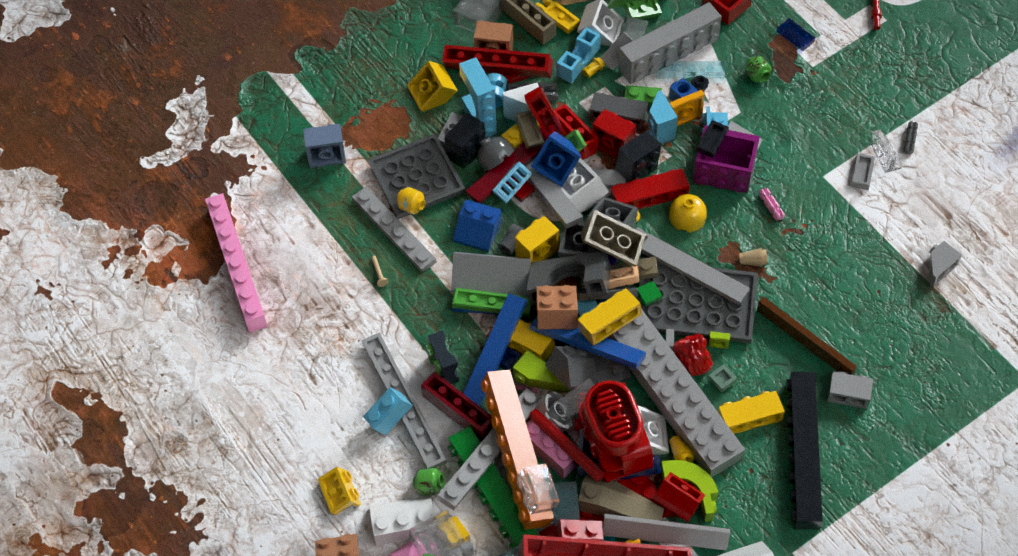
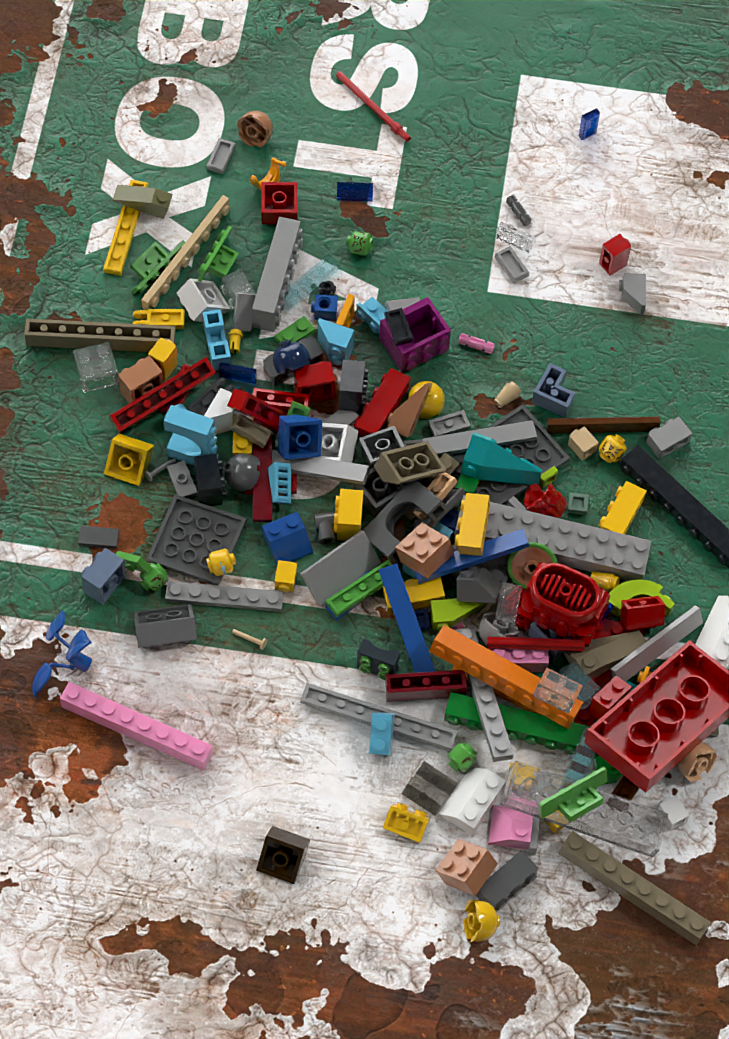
camera: 50 degrees left, 5 degrees up
(230, 433) = (283, 854): none -> dark brown slope
(248, 185) = (74, 655): none -> blue plant
(329, 213) = (165, 626): none -> dark grey slope
(352, 153) = (134, 562): none -> bright green plate
(356, 122) = (98, 537): none -> dark grey tile
(359, 175) = (155, 579): none -> bright green head
(383, 483) = (429, 788): none -> clear smoke slope
(446, 247) = (285, 576): none -> yellow brick
(448, 111) = (149, 475): none -> light grey pin
(526, 36) = (165, 356): none -> yellow brick
(570, 89) = (238, 373): none -> clear blue tile
(609, 98) = (290, 356): none -> dark blue cylinder
(640, 382) = (520, 561): none -> nougat wheel
(659, 208) = (408, 413): none -> nougat slope
(677, 287) = (491, 462): none -> teal wedge
(686, 243) = (449, 424): none -> light grey plate
(774, 338) = (582, 443): none -> tan brick
(789, 279) = (550, 393): none -> sand blue brick
(793, 359) = (612, 448): none -> yellow head
(952, 222) = (615, 254): none -> red brick

